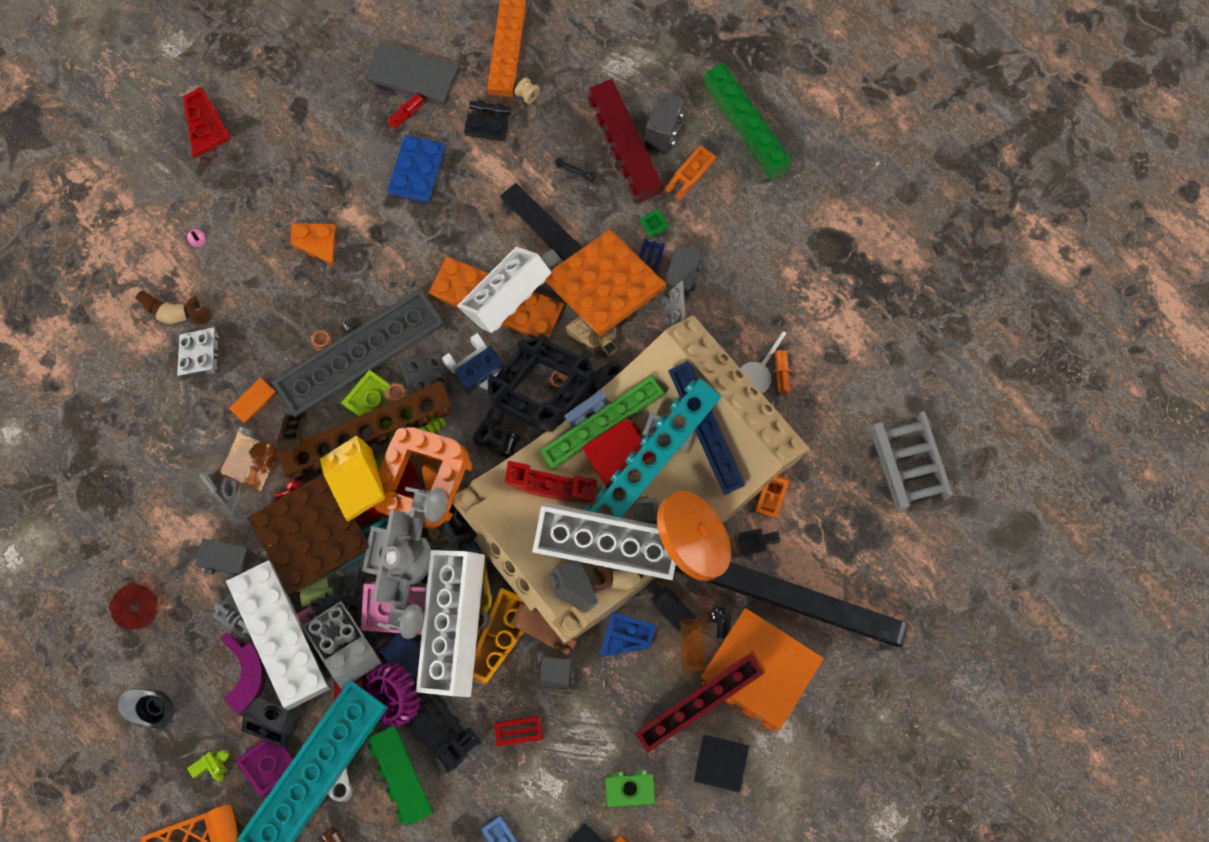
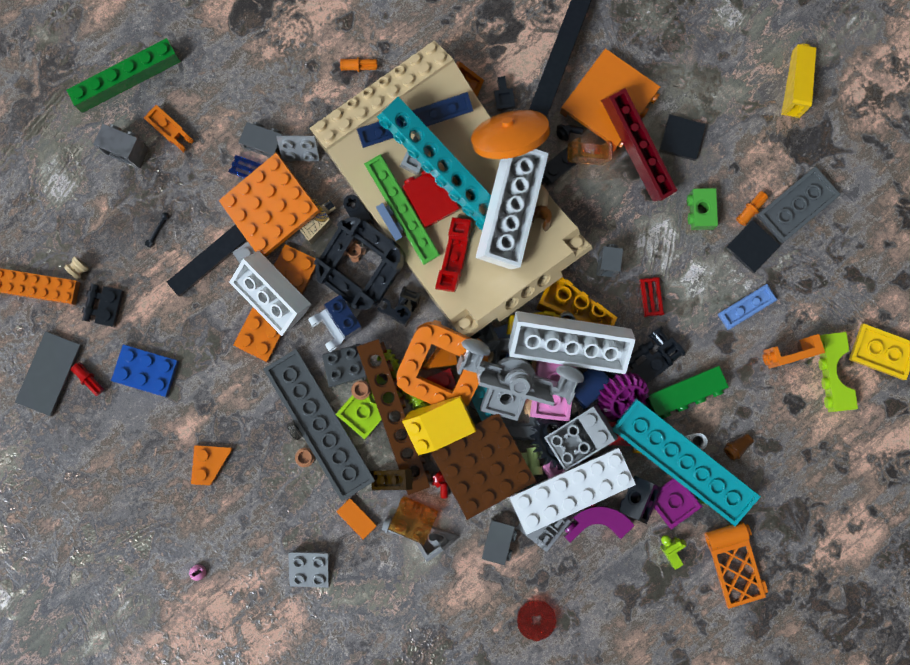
camera: 80 degrees left, 10 degrees up
(146, 707) = (625, 604): black piece -> none
(174, 313) = (270, 592): reddish brown piece -> none
(204, 124) = (82, 567): red wing -> none
(537, 627) = (572, 274): nougat hinge -> none
(573, 585) = (547, 236): dark grey slope -> none
(625, 140) = (133, 183): dark red brick -> none
(627, 635) = (578, 204): blue wing -> none
(646, 510) = (482, 175): light grey plate -> none
(653, 223) = (215, 163): green plate -> none
(758, 372) = (356, 84): white piece -> none

